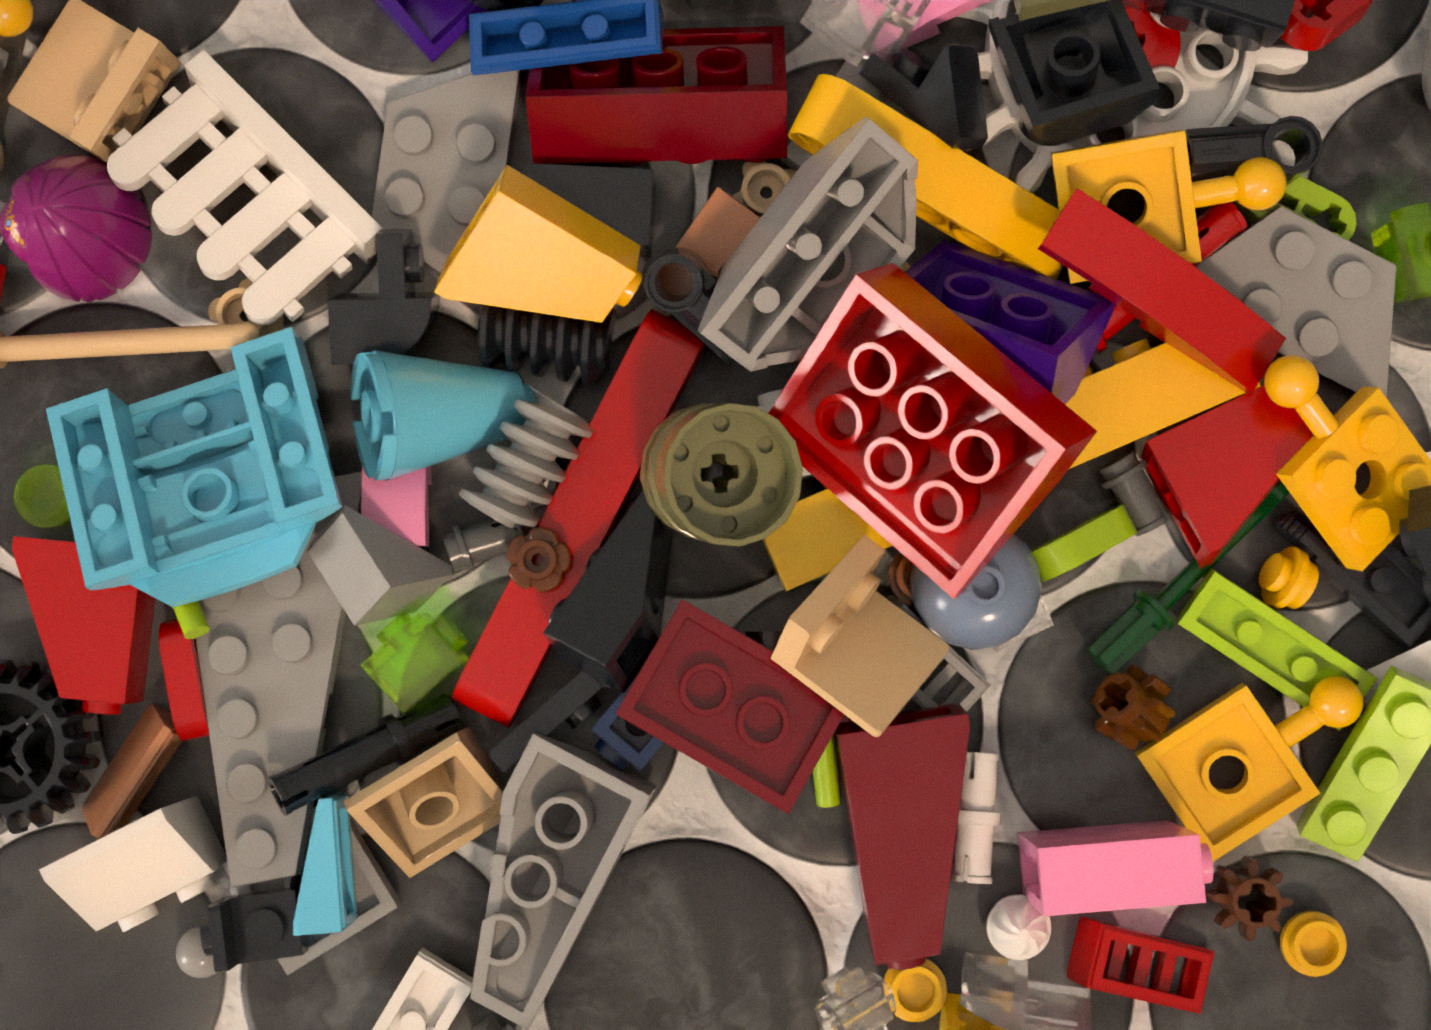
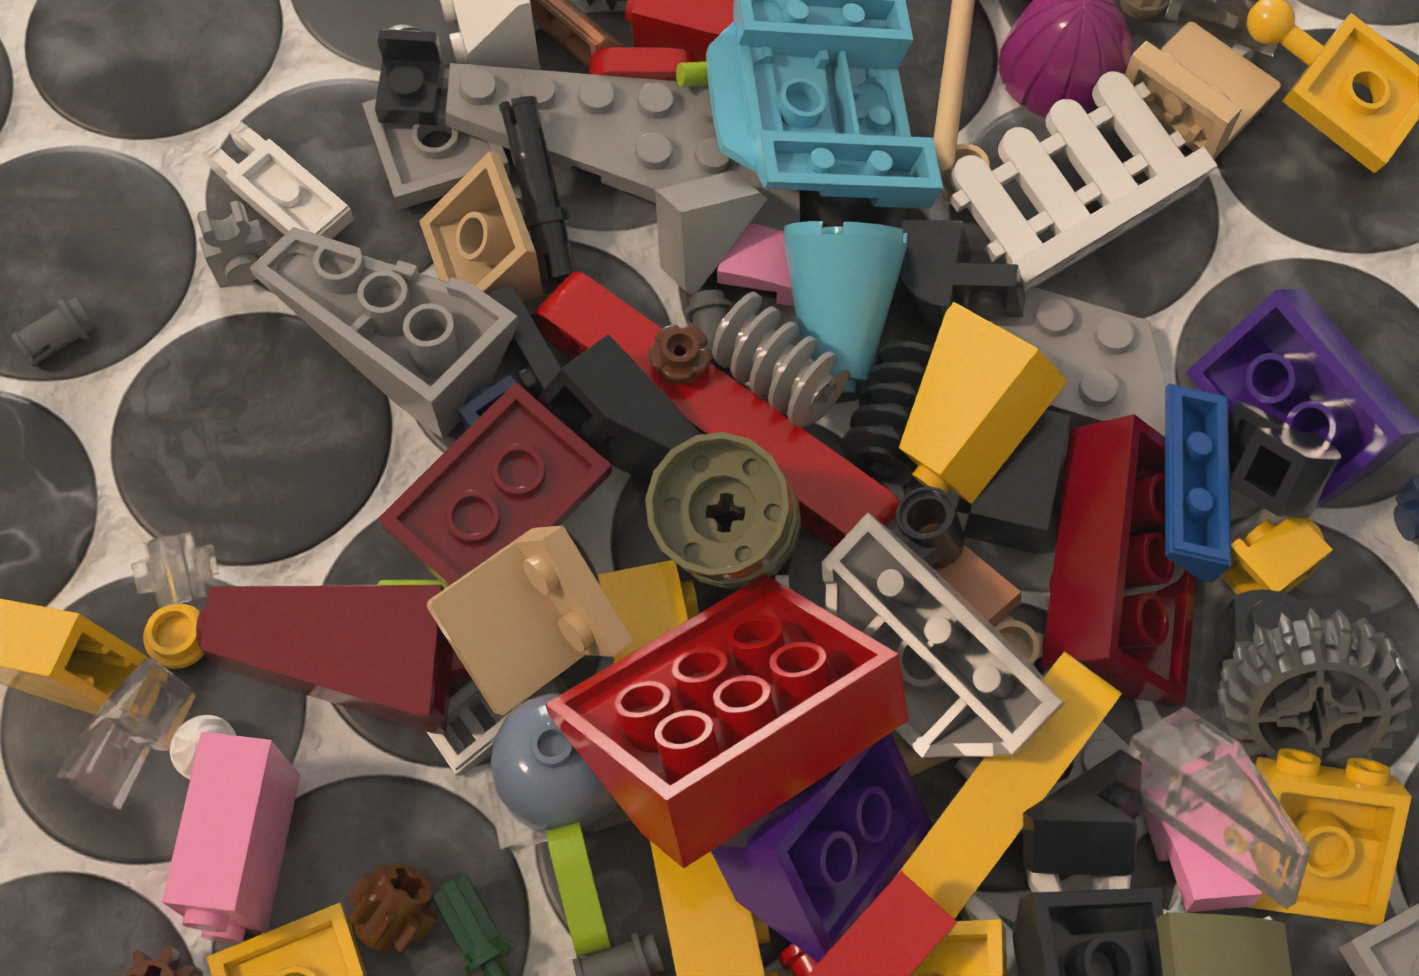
camera: 100 degrees right, 20 degrees down
(328, 882) = (439, 137): medium azure slope -> none
(416, 658) = (615, 249): clear neon green brick -> none
(976, 820) = (326, 726): white pin -> none
(1100, 955) = (104, 856): red slope -> none

